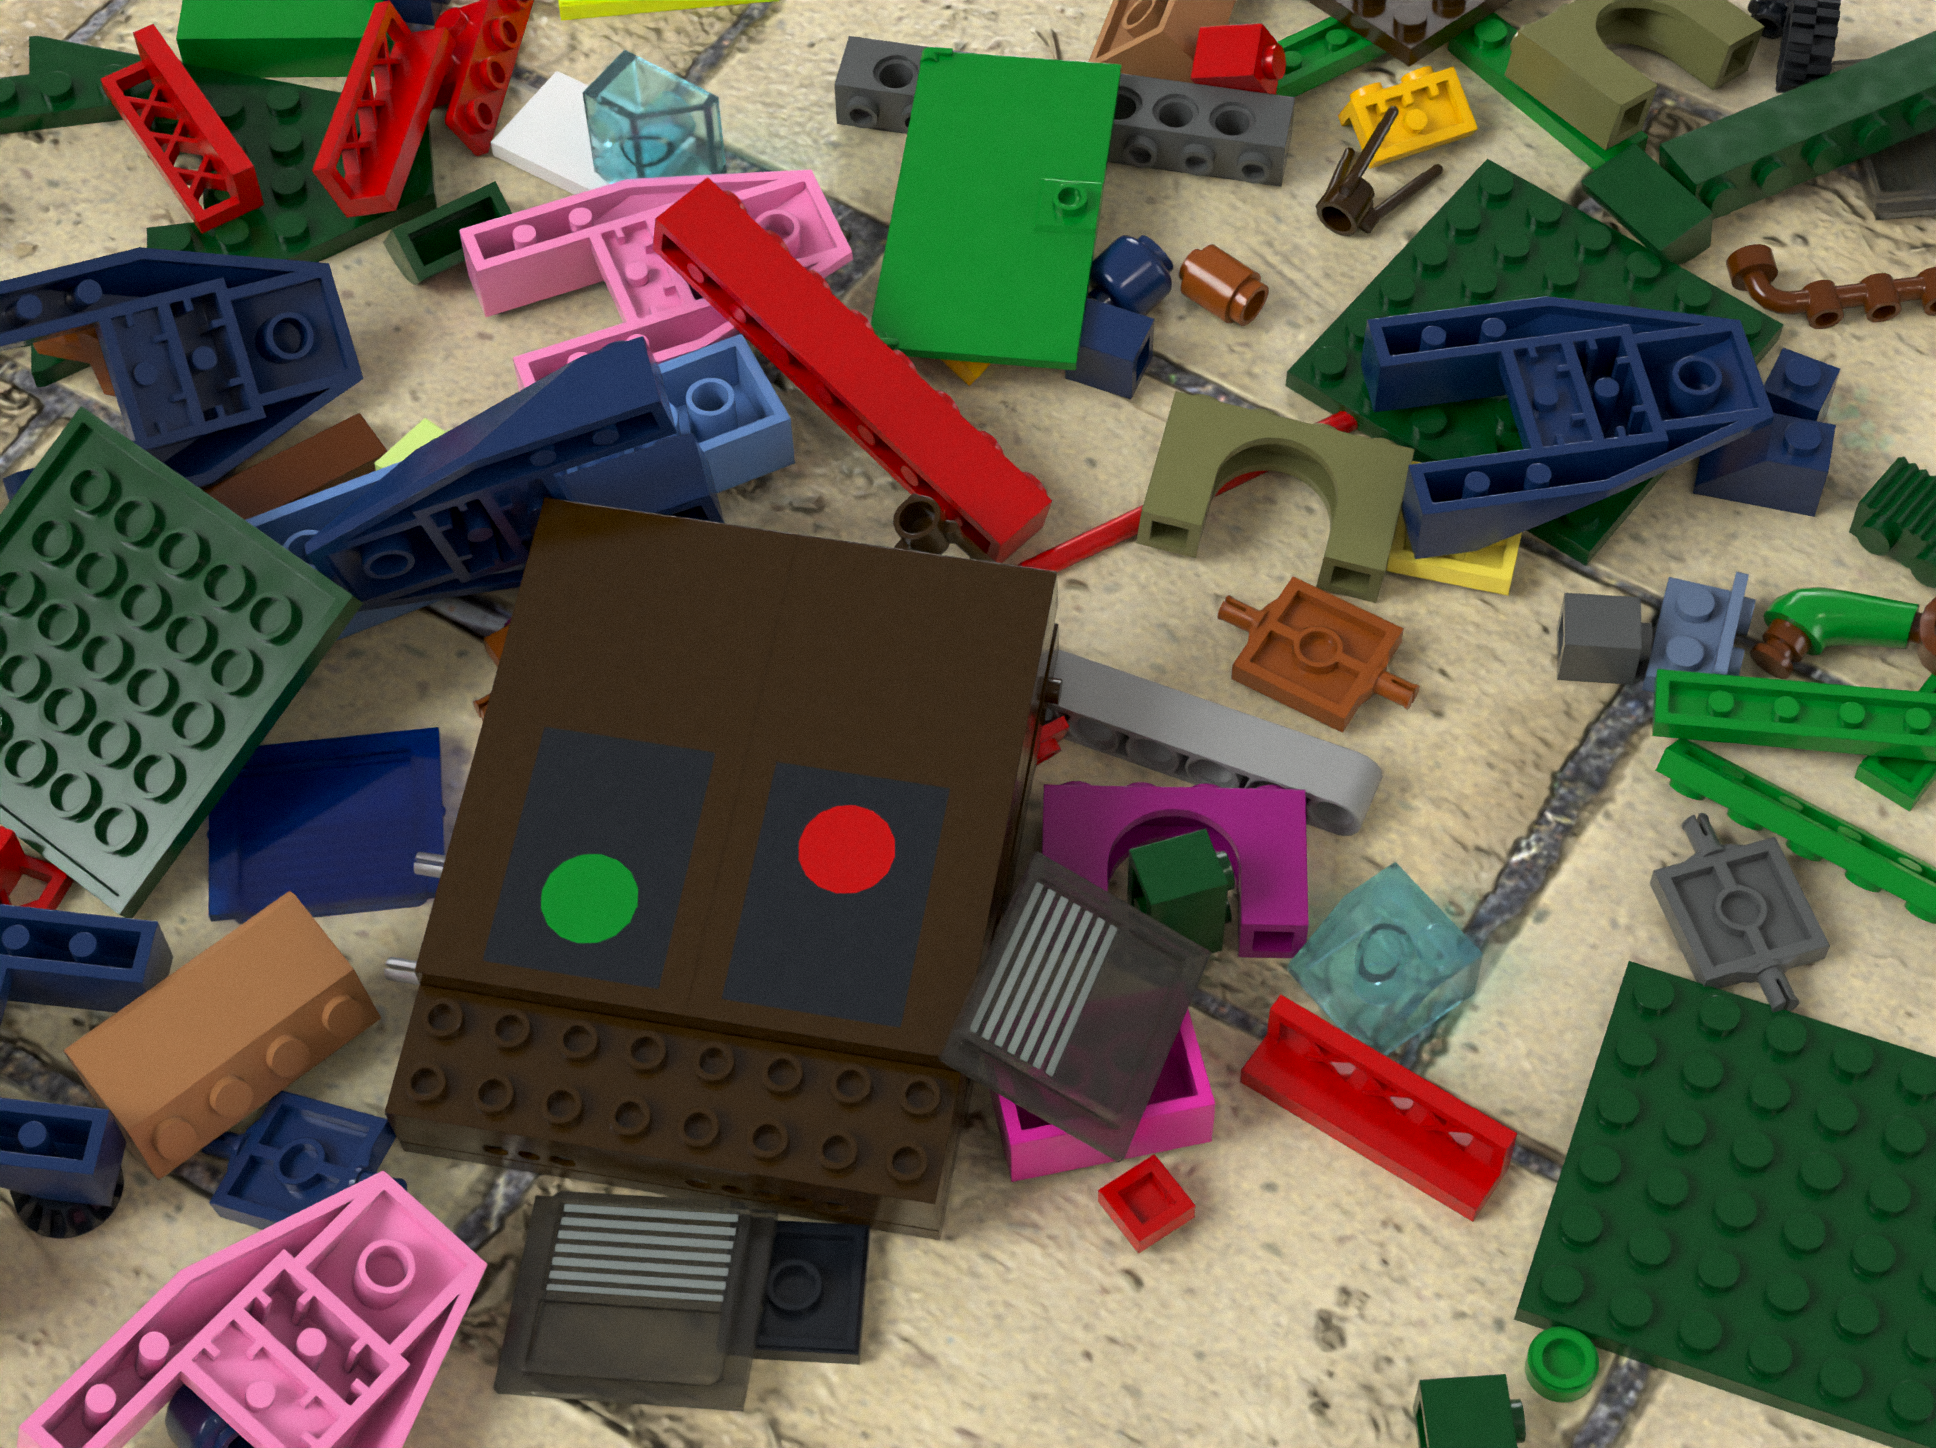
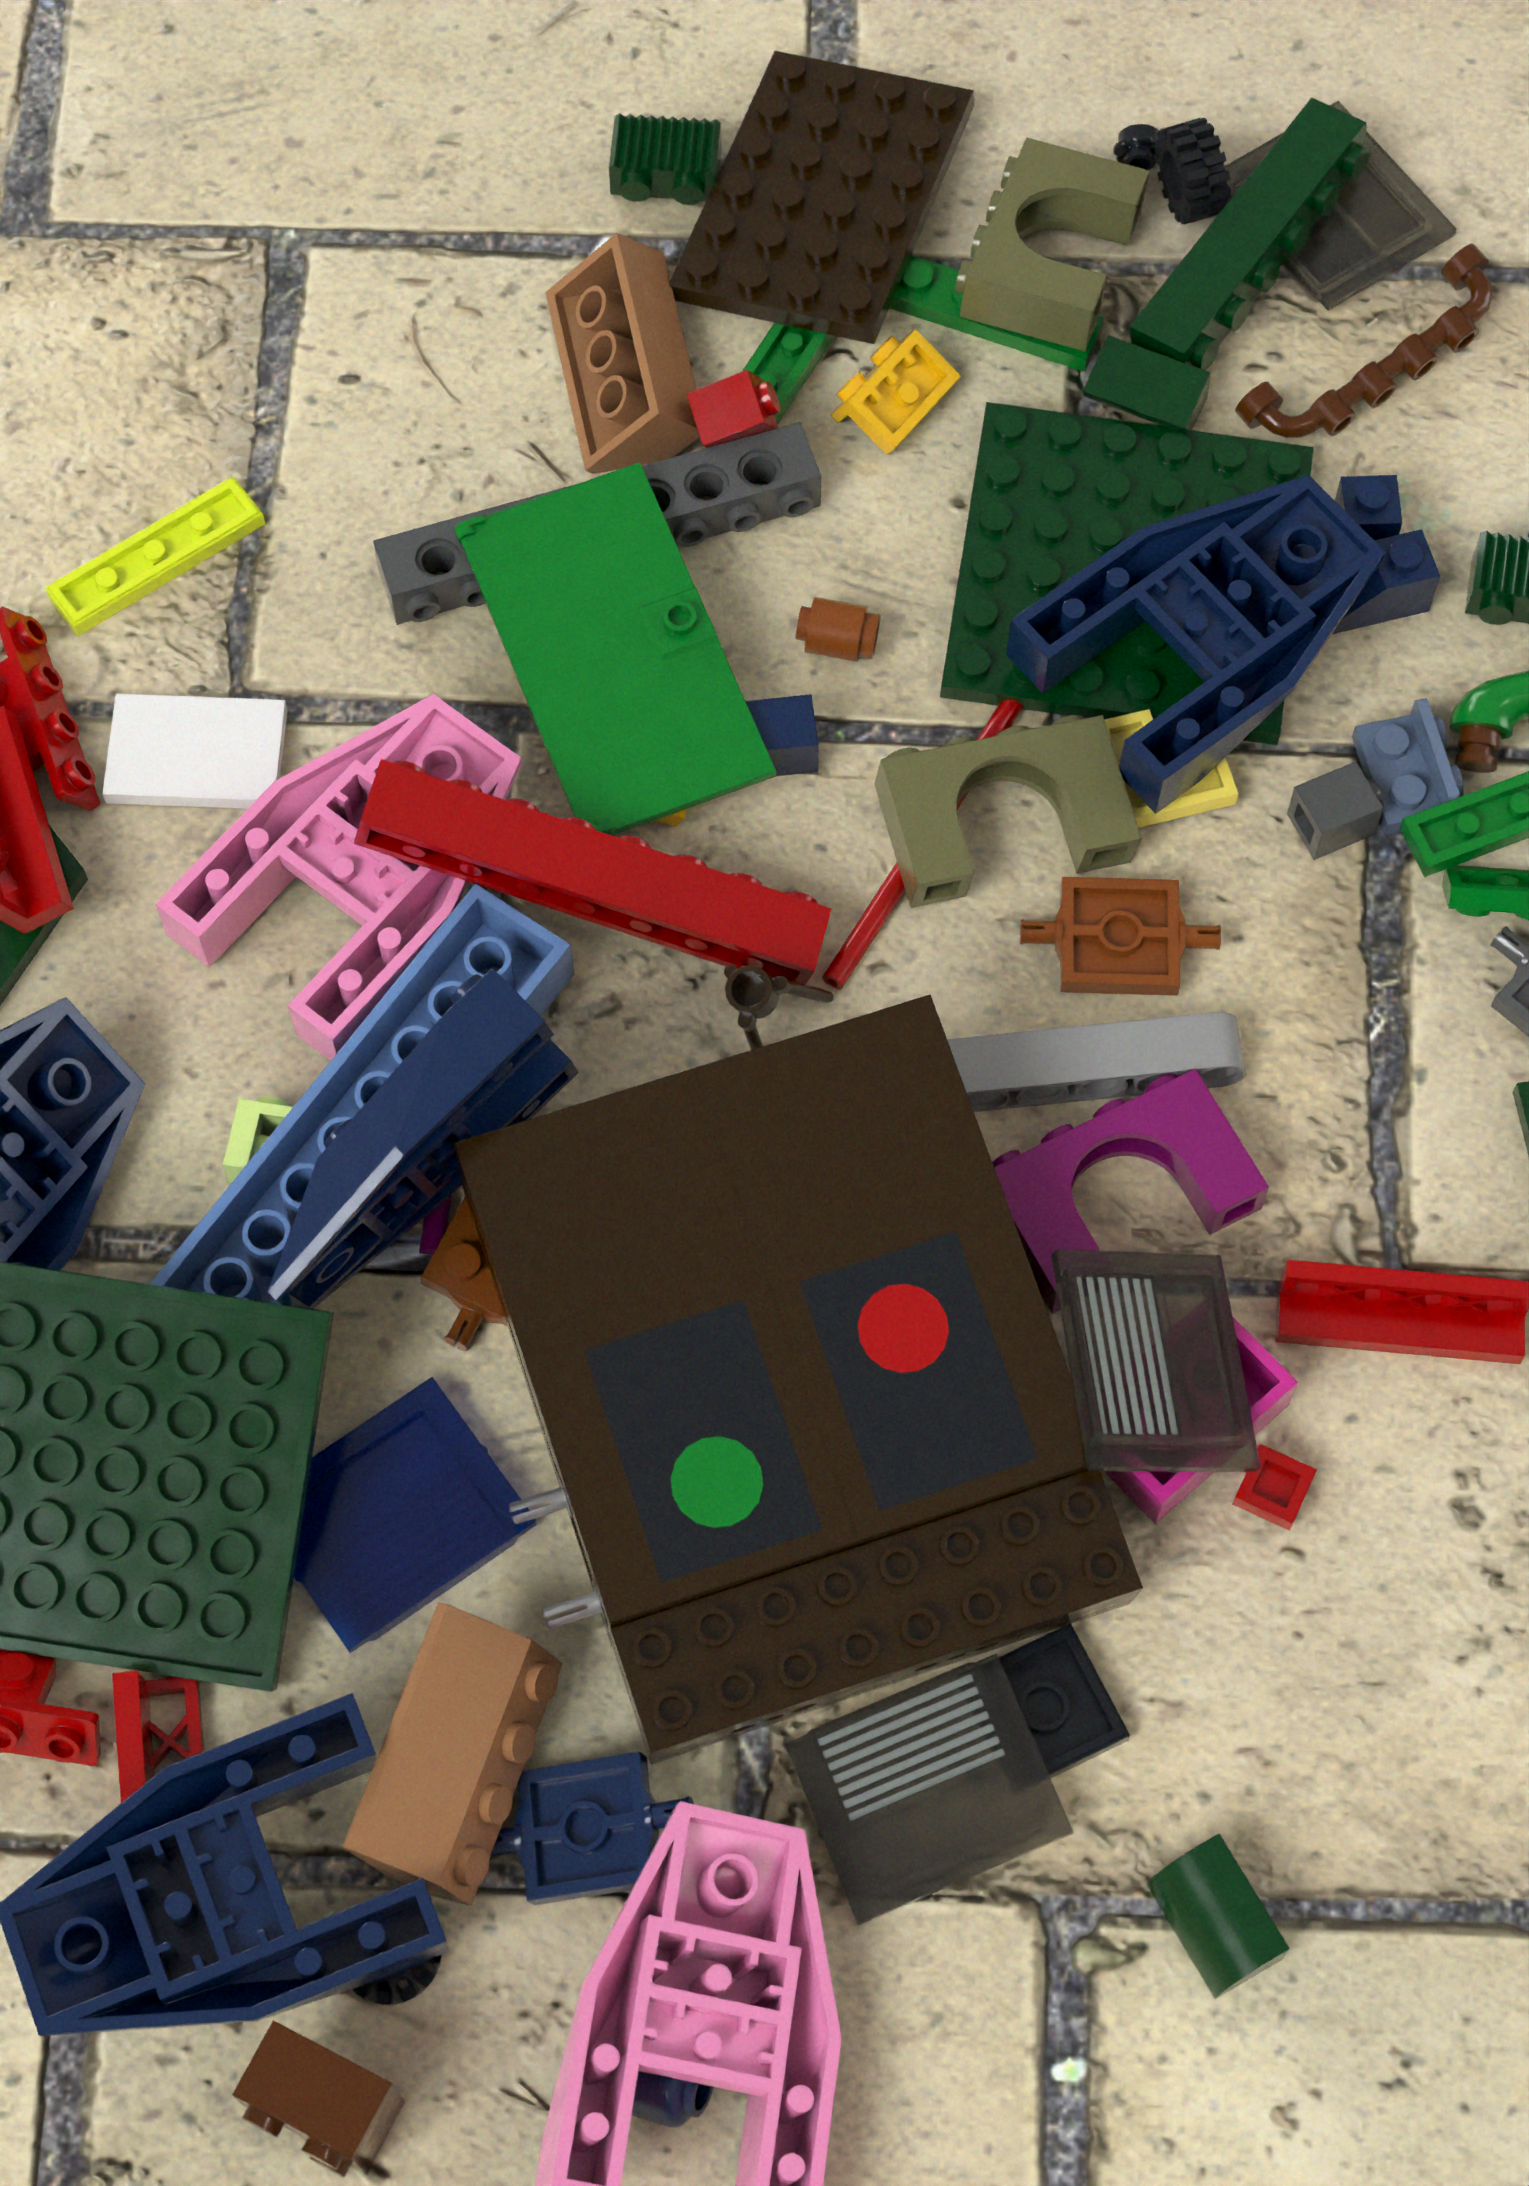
camera: 30 degrees left, 10 degrees up
(302, 470) = (144, 1203): reddish brown tile -> none
(433, 239) = (123, 911): dark green brick -> none
(651, 123) = (266, 719): clear light blue slope -> none
(1131, 275) = (760, 658): dark blue head -> none
(1183, 886) = (1156, 1210): dark green brick -> none
(1350, 197) = (895, 500): dark brown plant -> none
(1387, 962) = (1337, 1184): clear light blue slope -> none

